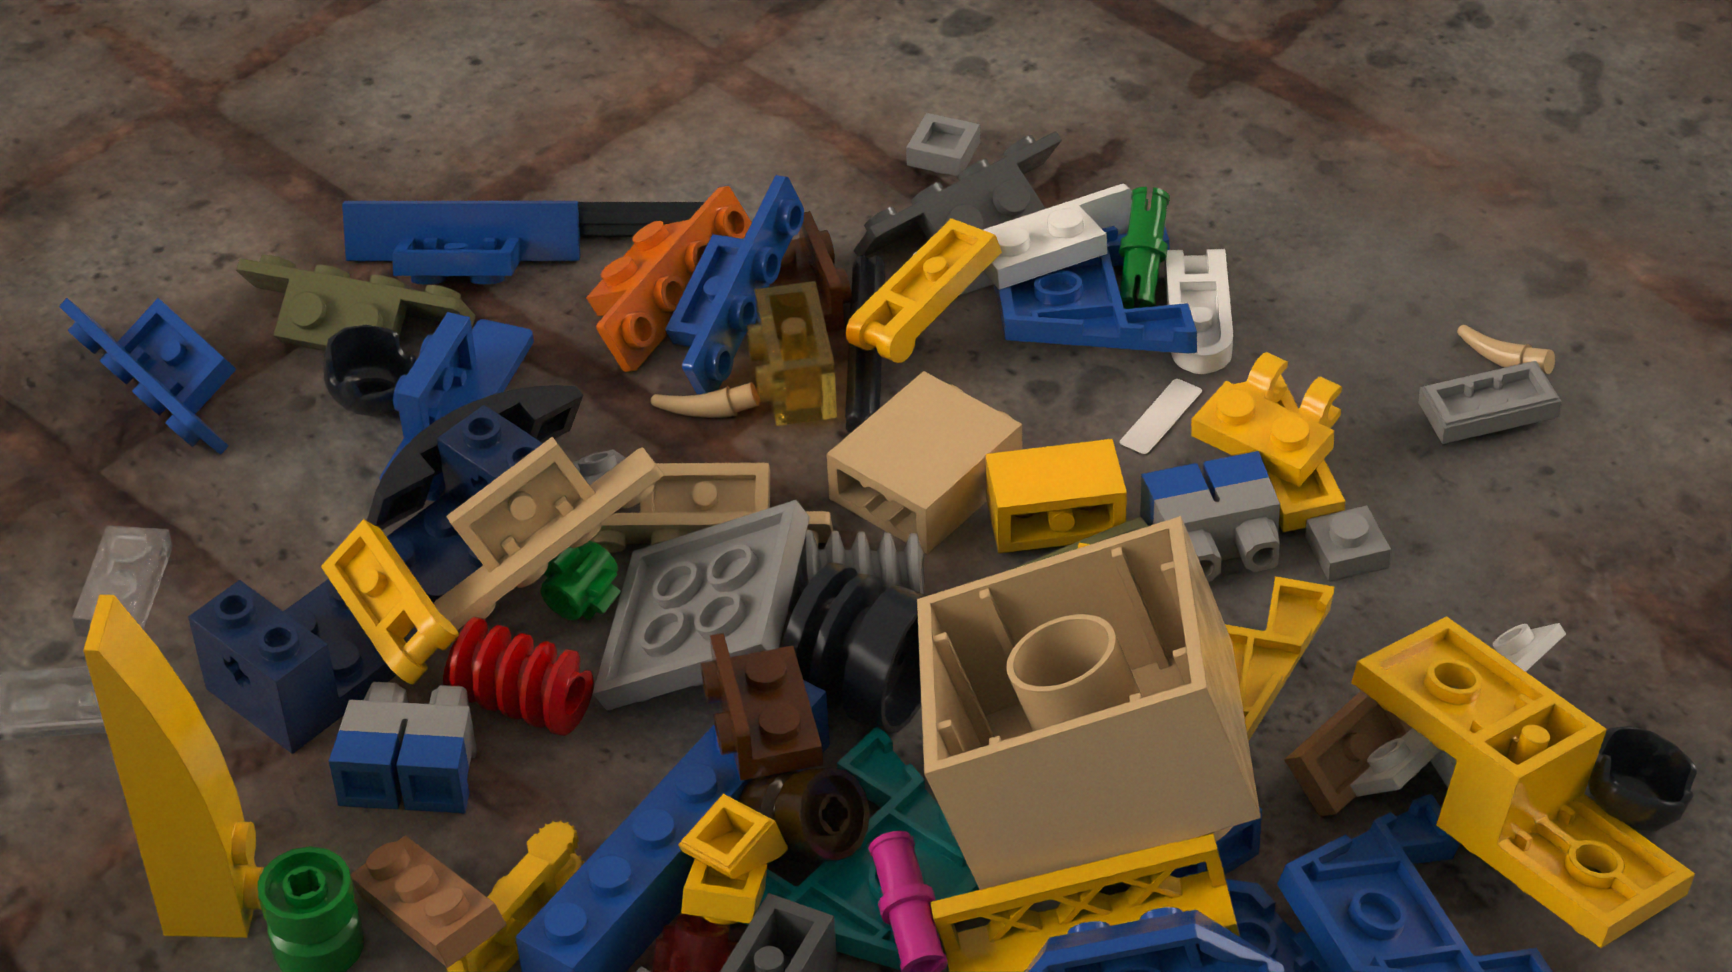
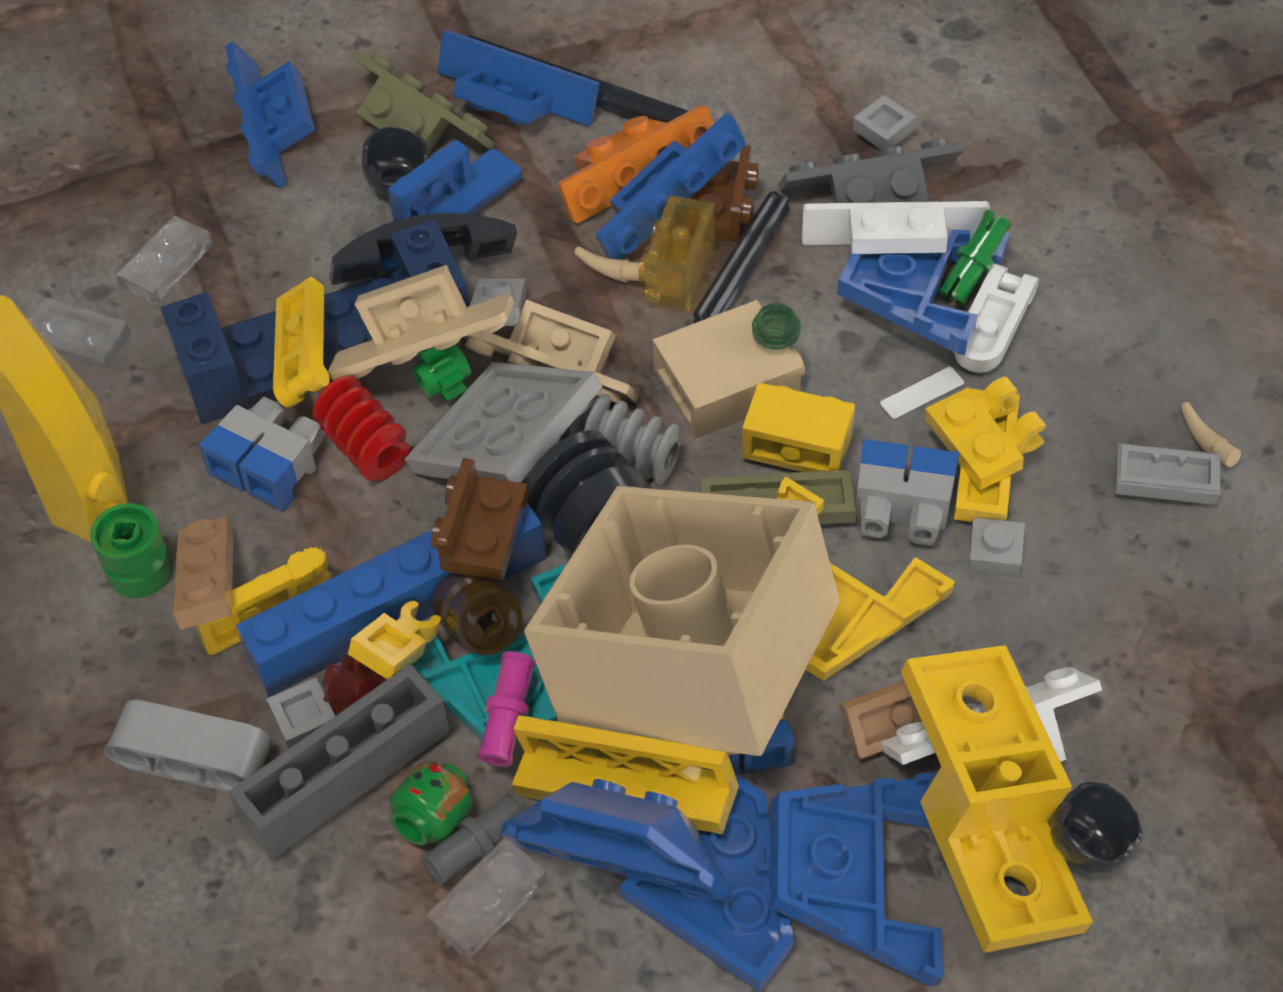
camera: 25 degrees right, 10 degrees up
(734, 838) = (409, 614): yellow slope -> none
(922, 290) = (790, 236): yellow plate -> none
(971, 387) = (777, 317): none -> clear green plate

